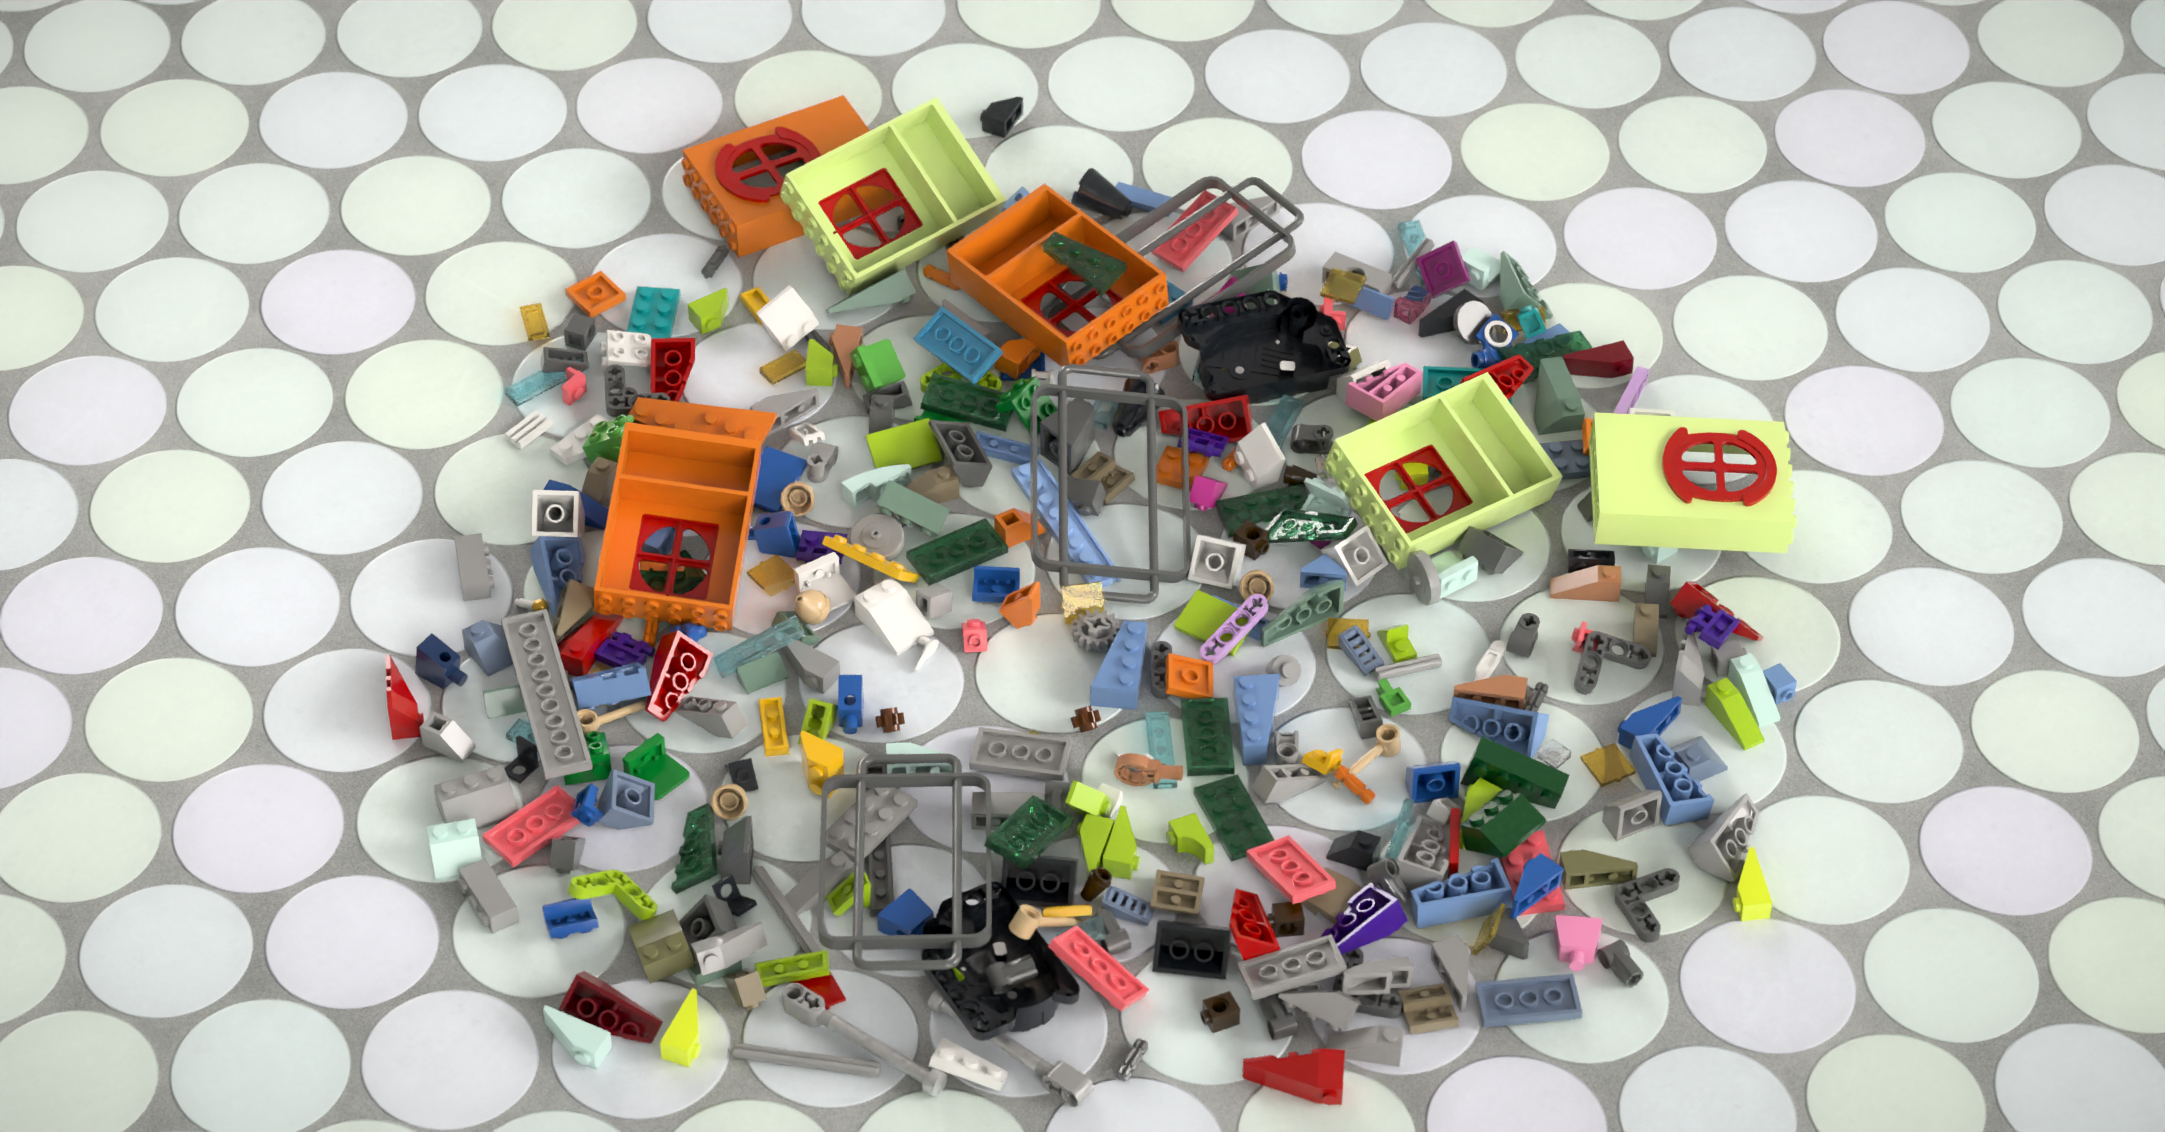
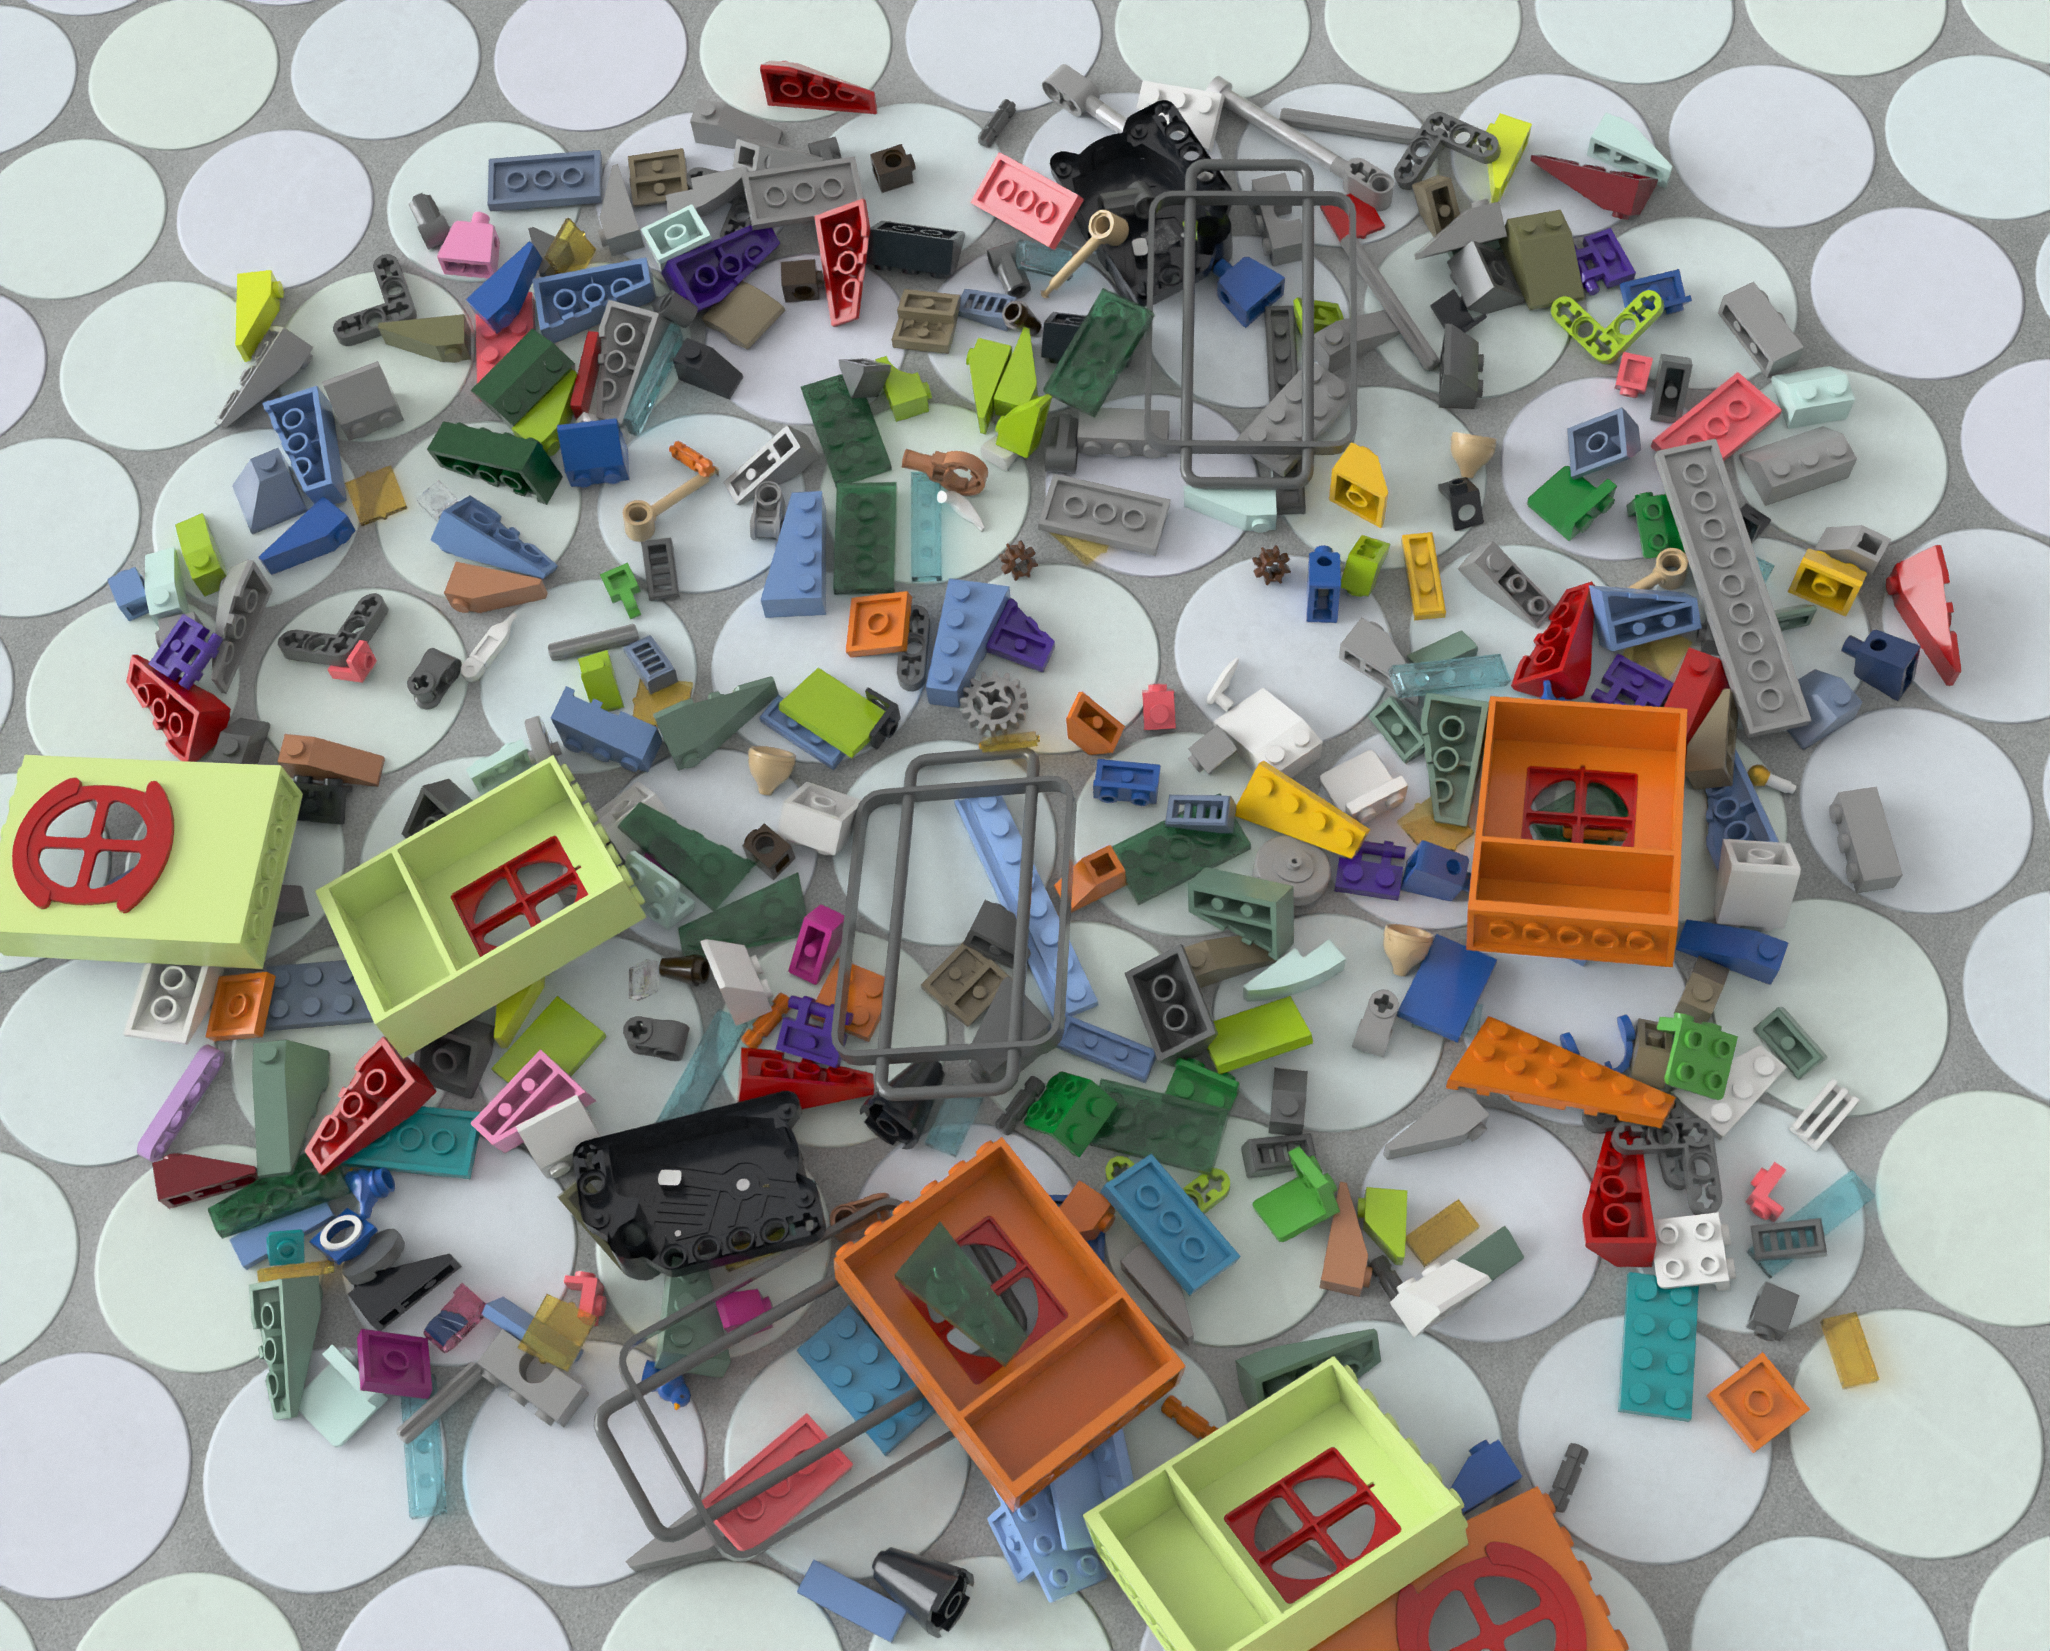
camera: 170 degrees left, 20 degrees up
(472, 711) = (1827, 581): none -> yellow slope
(542, 465) = (1790, 1042): none -> sand green slope
(584, 806) = (1656, 429): blue bracket -> none
(597, 857) = (1633, 374): none -> coral bracket
(605, 952) = (1608, 258): none -> dark purple plate
(698, 851) = (1507, 379): clear green wing -> none
(709, 311) = (1567, 1347): lime slope -> none
(742, 1036) = (1439, 139): none -> dark grey beam
(754, 301) = (1487, 1373): yellow tile -> none
(757, 354) = (1494, 1254): none -> sand green slope
(757, 606) = (1453, 753): none -> sand green wedge
(772, 252) = (1485, 1475): none -> blue slope
(793, 968) = (1387, 228): lime tile -> none
(802, 435) = (1389, 1045): white tile -> none
(812, 606) = (1381, 747): tan helmet -> none
(887, 991) = (1281, 237): none -> light grey arch
(933, 561) = (1200, 823): none -> sand blue slope
(1049, 375) = (1047, 1177): white bush -> none
(1067, 911) = (1059, 295): yellow tile -> none
(1077, 672) = (1020, 639): none -> dark purple wing
(1173, 621) = (888, 722): none -> black bracket
(1221, 834) = (864, 376): none -> dark grey slope
(1231, 627) = (807, 681): lavender beam -> none
(1287, 667) = (753, 626): light grey piece -> none
(1291, 869) = (787, 329): coral plate -> none
(1321, 571) = (680, 788): medium blue slope -> none
(1322, 761) = (725, 493): yellow bracket -> none
(1383, 600) = (605, 734): none -> medium blue wedge
(1394, 931) = (676, 235): none -> light aqua slope
(1536, 697) = (432, 600): dark grey axle -> none
(1646, 626) = (273, 686): dark tan slope -> none

